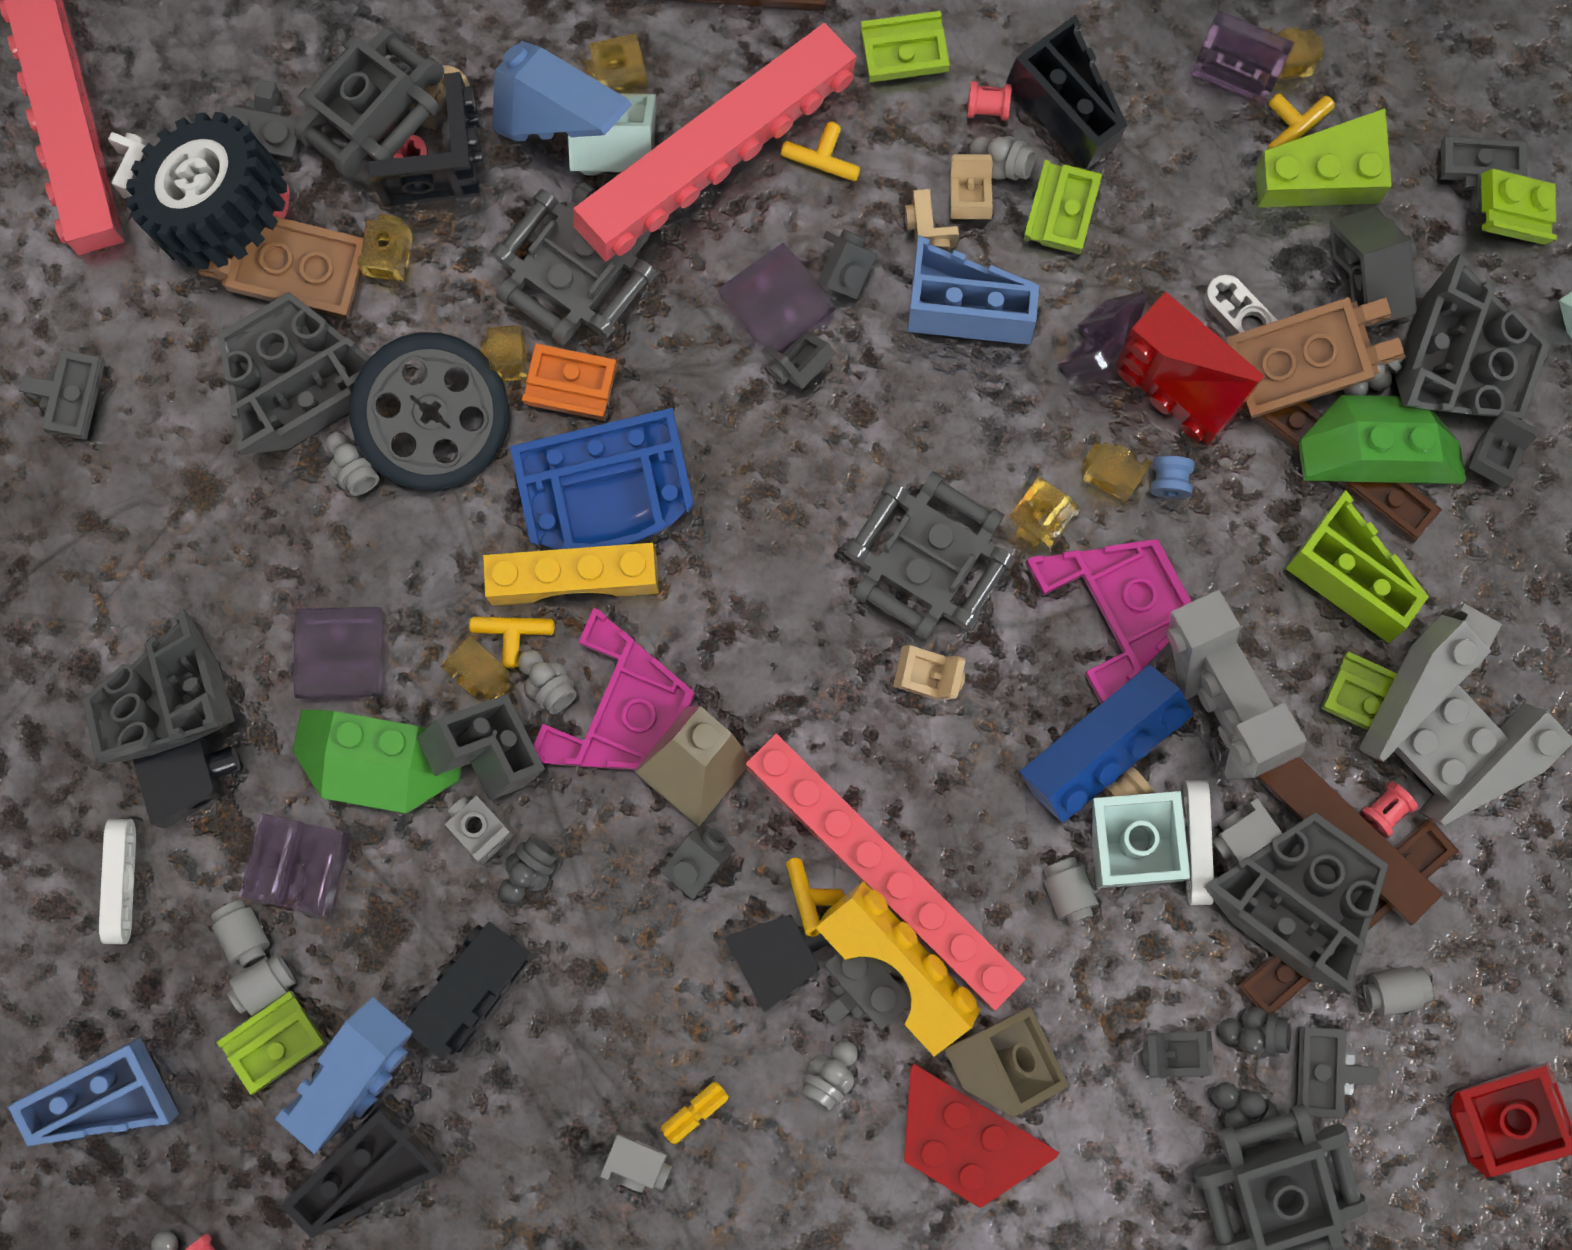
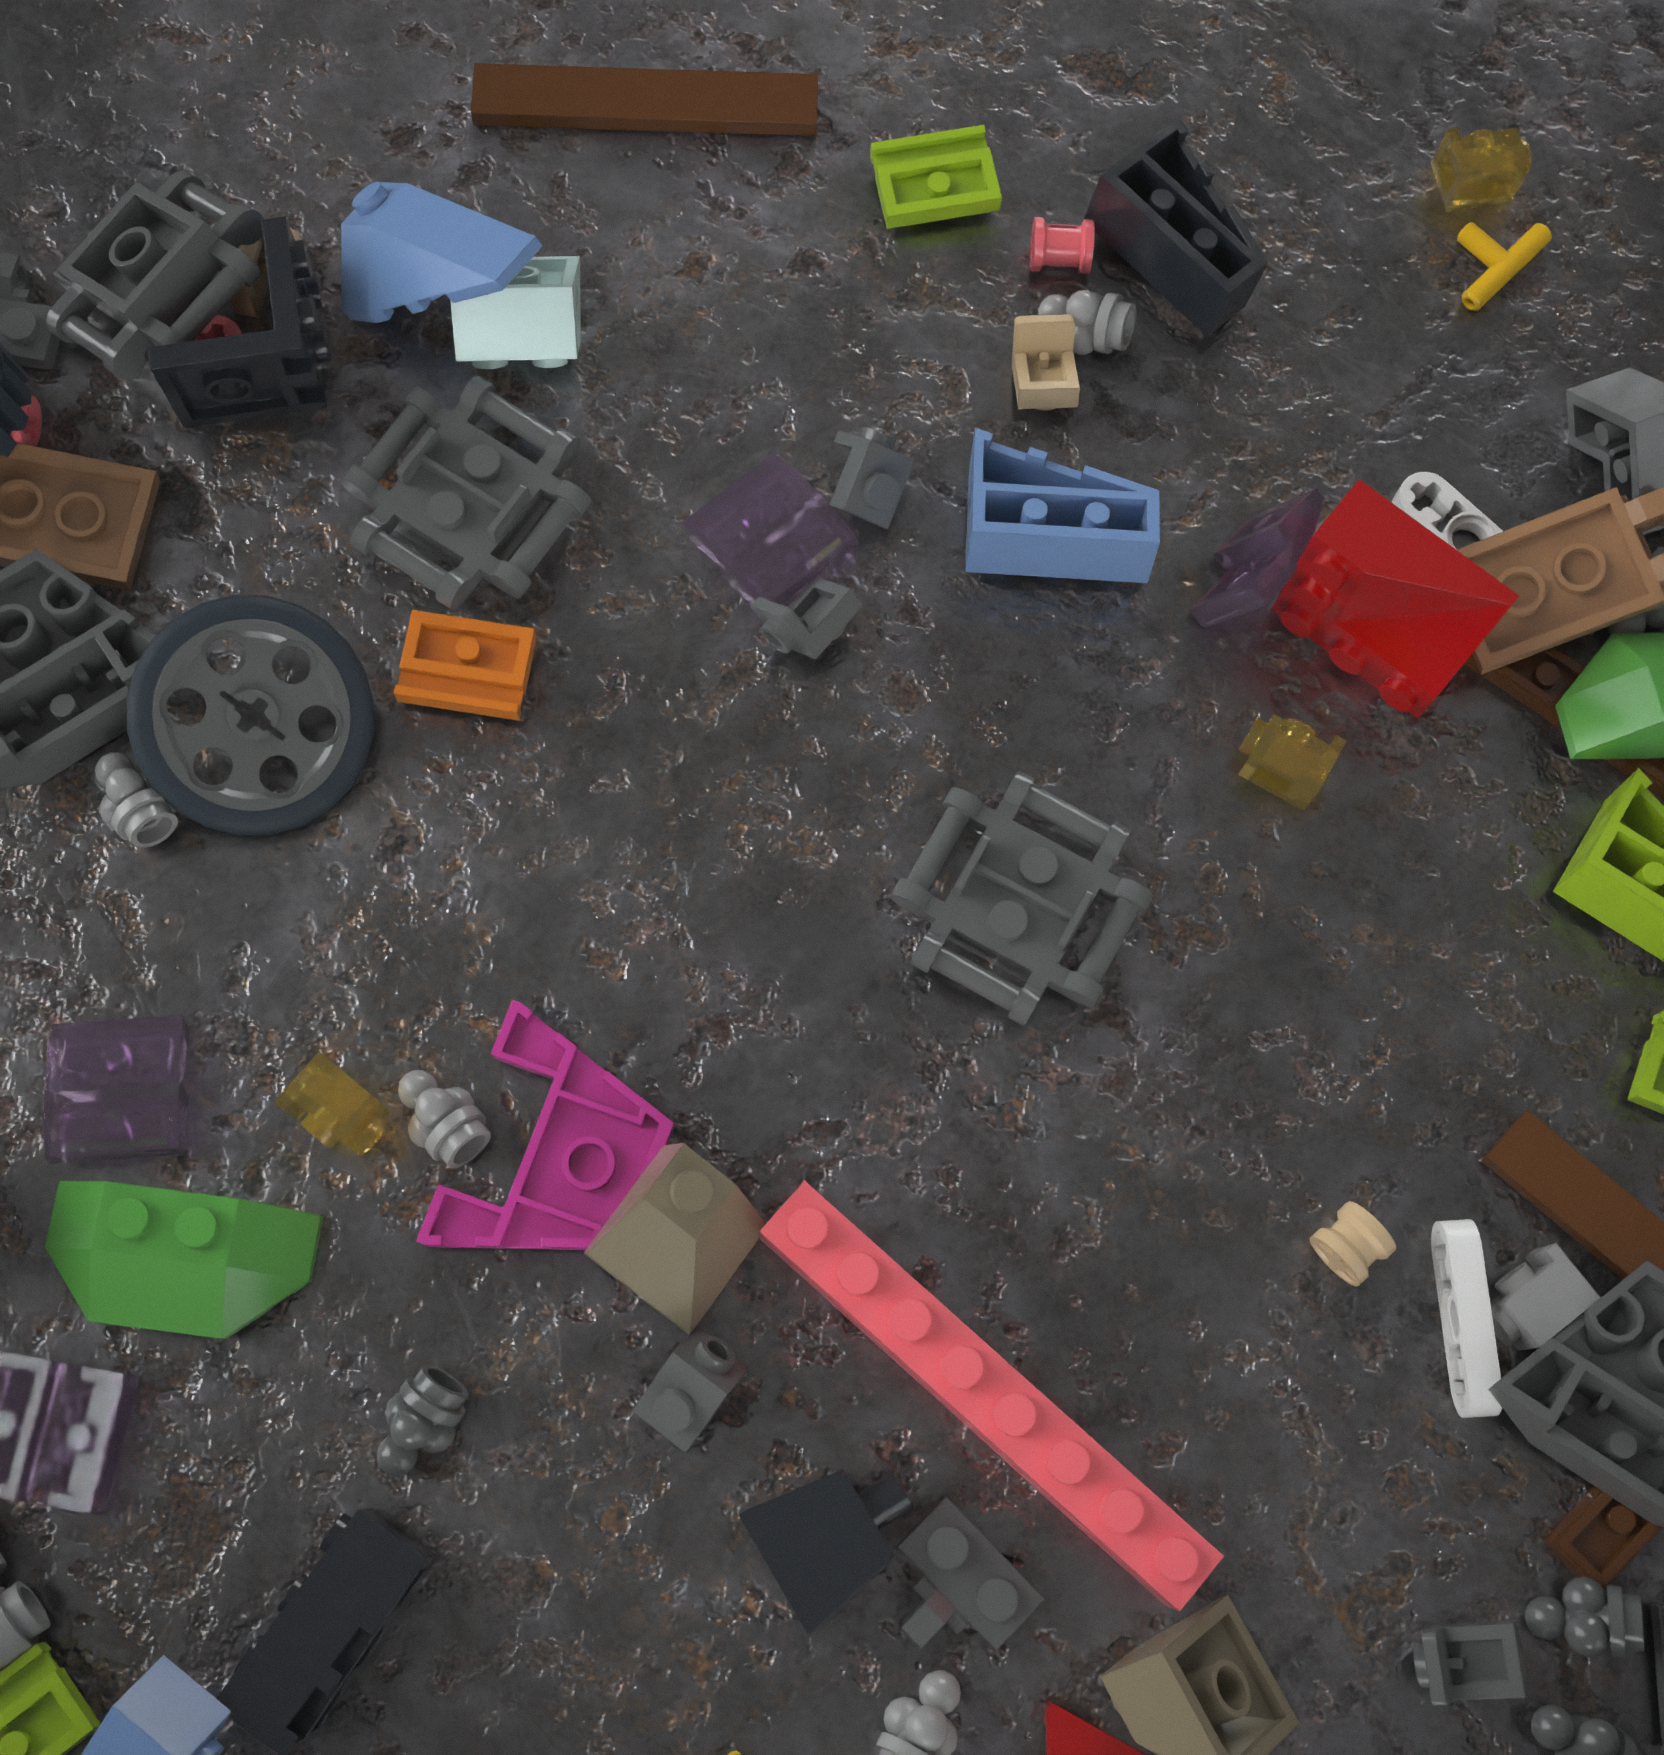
camera: 10 degrees left, 5 degrees down
(387, 261) = (189, 500): clear yellow brick -> none
(489, 839) = (364, 1362): light grey brick -> none
(490, 740) = (353, 1213): dark grey brick -> none
(506, 352) = (368, 623): clear yellow brick -> none
(511, 630) = (387, 1042): yellow piece -> none
(548, 573) = (427, 952): yellow arch -> none
(603, 483) = (521, 812): blue slope -> none
(621, 53) = (526, 203): clear yellow brick -> none
(714, 143) = (663, 314): coral brick -> none
(809, 898) = (869, 1440): yellow piece -> none
(822, 158) = (825, 334): yellow piece -> none
(867, 928) = (963, 1486): yellow arch -> none
(920, 219) = (974, 408): tan bracket -> none
(929, 673) = (1034, 1076): tan bracket -> none
(1039, 501) = (1183, 807): clear yellow brick -> none
(1063, 207) = (1179, 388): lime plate -> none
(1070, 891) = (1276, 1405): light grey brick -> none
(1106, 743) = (1314, 1170): blue brick -> none
(1135, 595) = (1336, 944): dark pink wing -> none
(1139, 840) = (1380, 1320): light aqua slope -> none
(1172, 477) = (1374, 764): medium blue wheel -> none
(1217, 671) = (1505, 1073): light grey wedge -> none
(1242, 57) = (1421, 168): clear purple slope -> none
(1328, 167) = (1556, 317): lime wedge -> none

